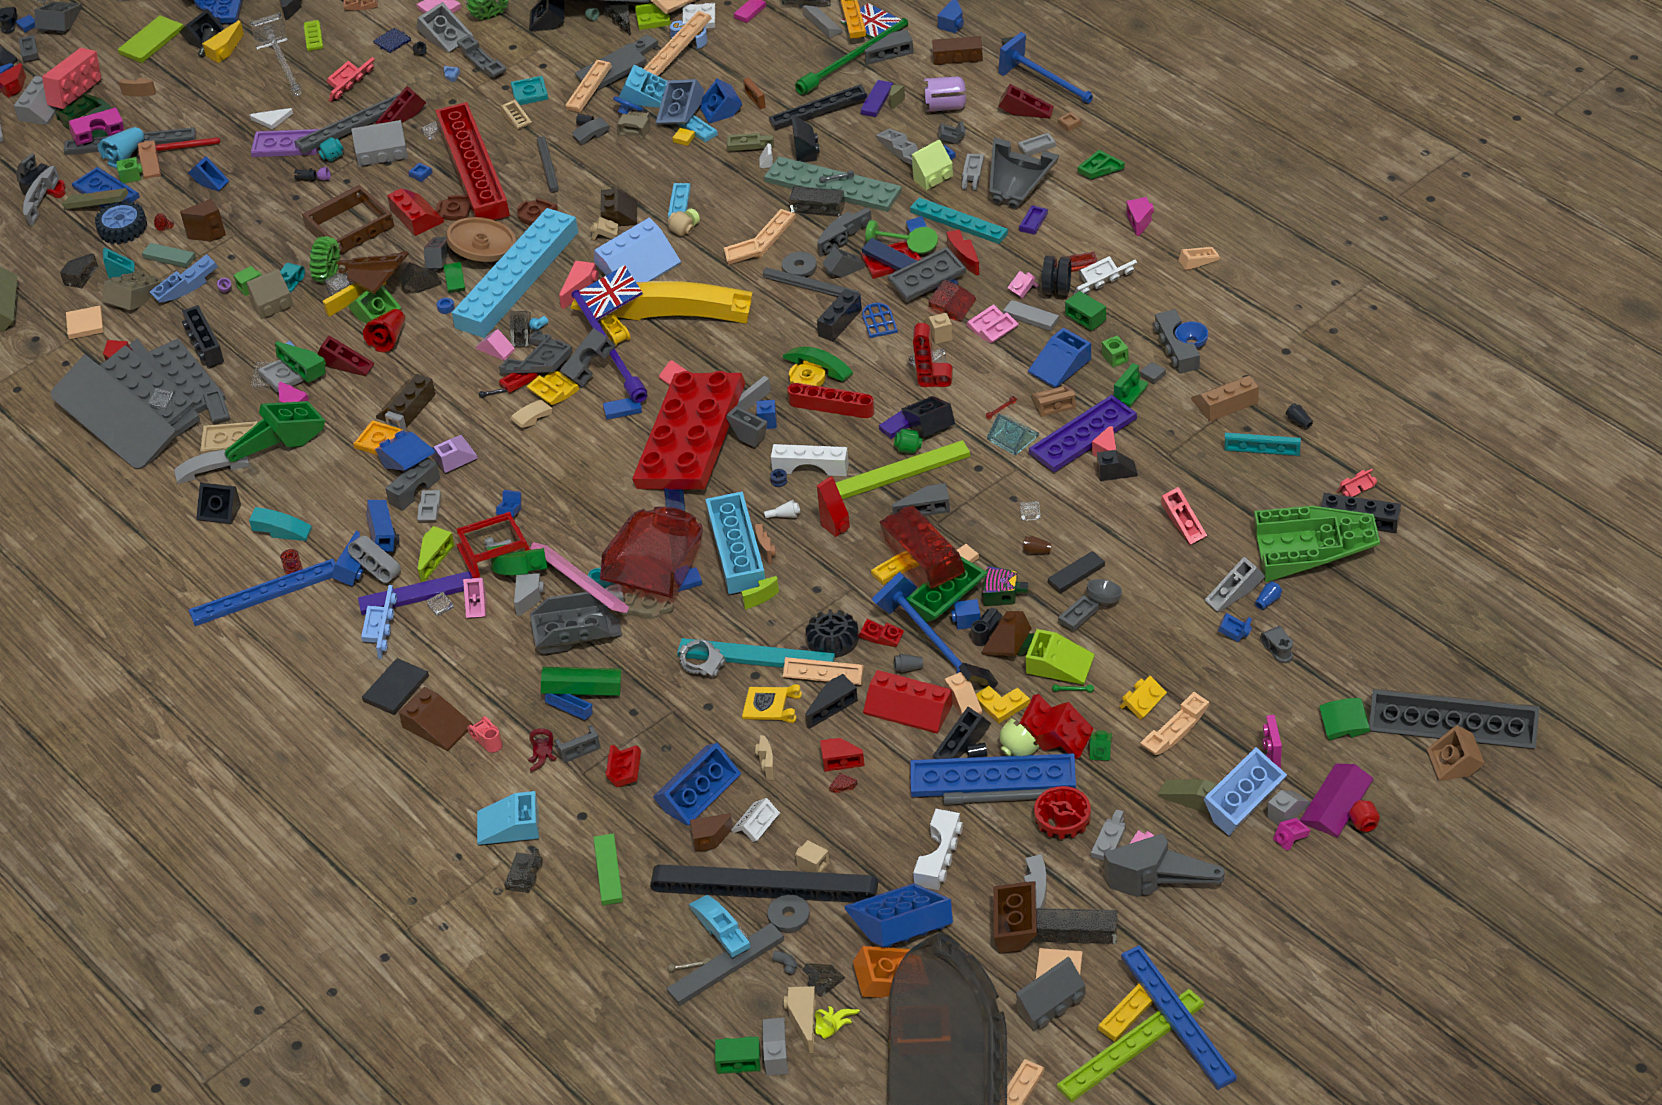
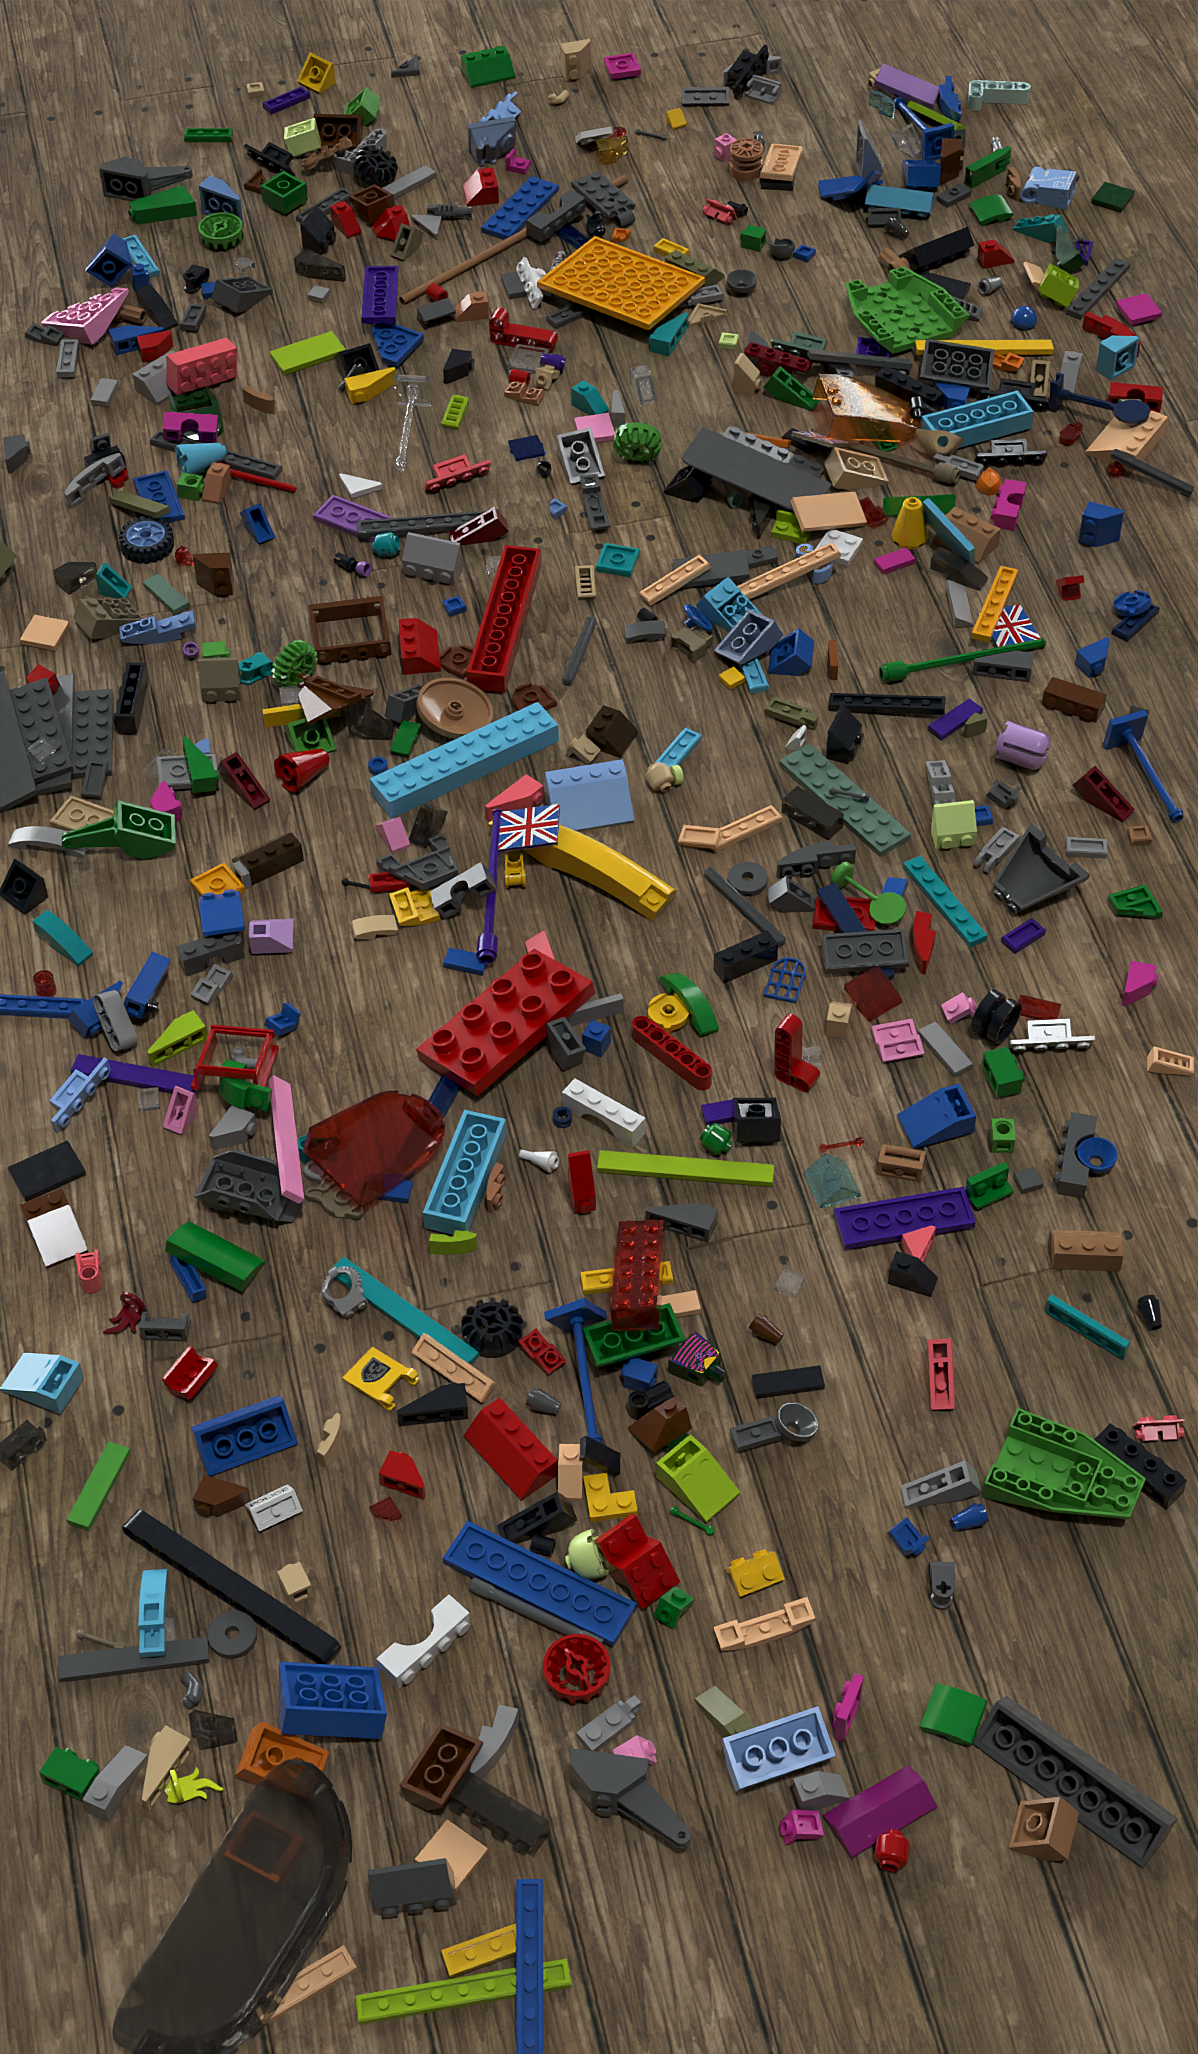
camera: 25 degrees right, 5 degrees up
(536, 323) = (445, 827): medium azure arm -> none

